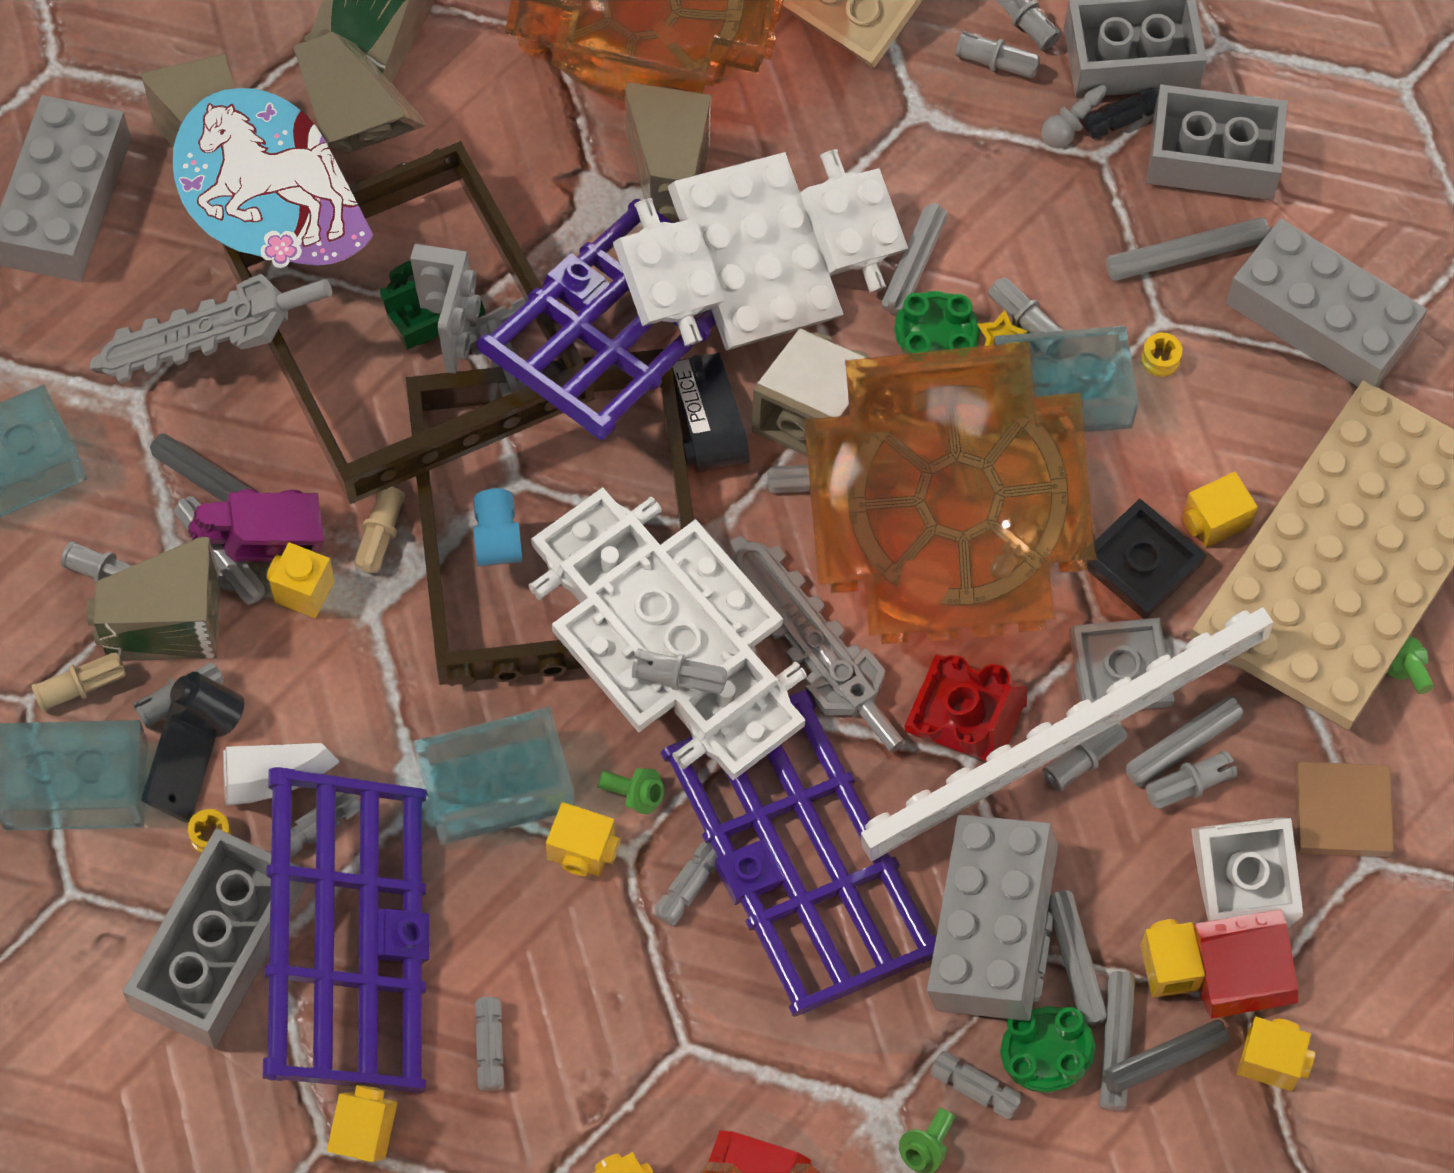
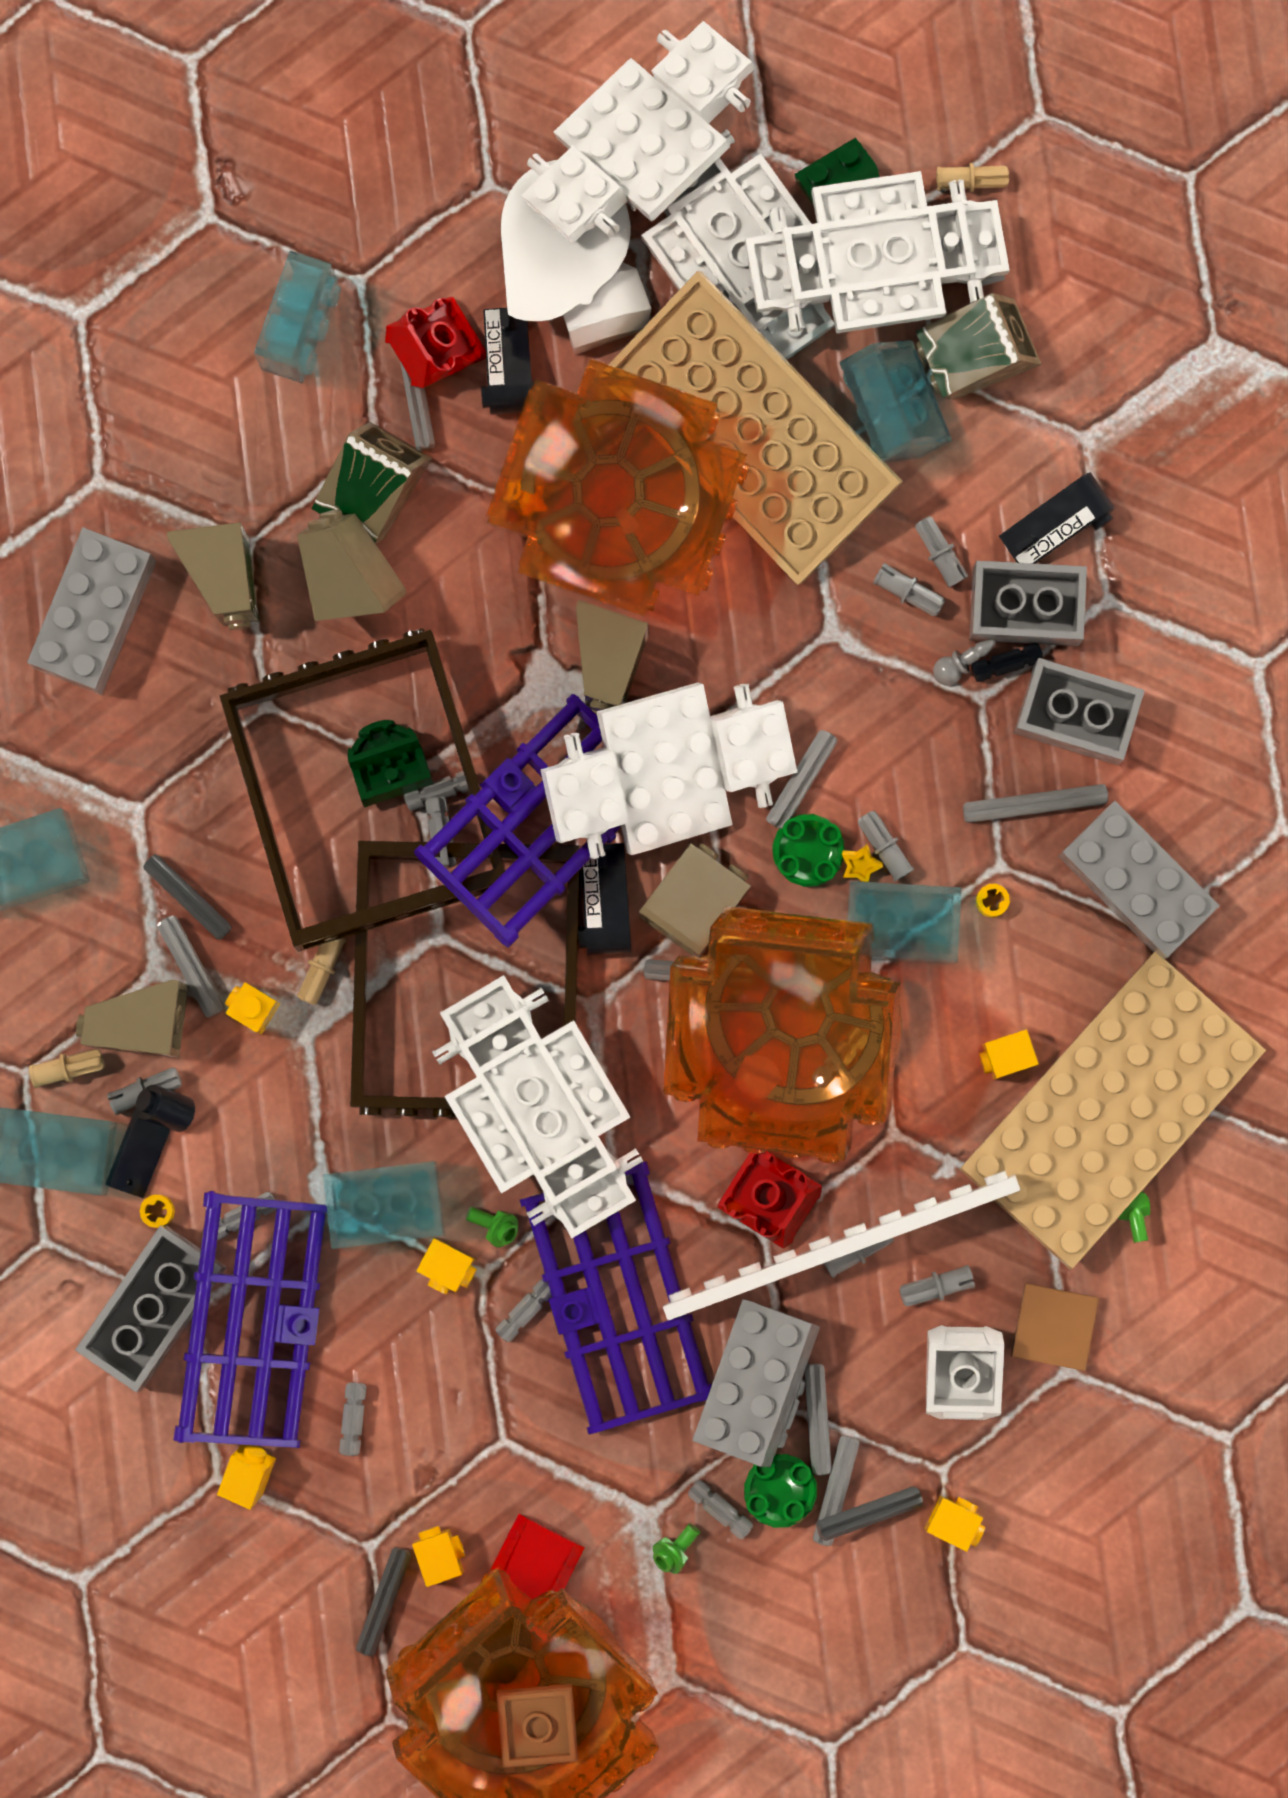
camera: 15 degrees right, 20 degrees up
(90, 562) = (96, 971): light grey axle -> none
(246, 319) = (233, 776): light grey bar -> none
(248, 766) = (212, 1169): white slope -> none
(260, 524) = (227, 958): magenta hinge -> none
(265, 180) = (261, 651): sticker -> none
(447, 288) = (407, 794): light grey bracket -> none
(496, 535) = (412, 1003): dark azure piece -> none
(679, 672) = (538, 1158): light grey axle -> none
(841, 677) = (675, 1153): light grey bar -> none
(1115, 651) = (900, 1174): light grey tile -> none
(1144, 559) = (938, 1087): black plate -> none
(1172, 958) = (889, 1436): yellow brick -> none
(1184, 741) = (939, 1250): light grey axle -> none
(1246, 964) = (945, 1448): red slope -> none

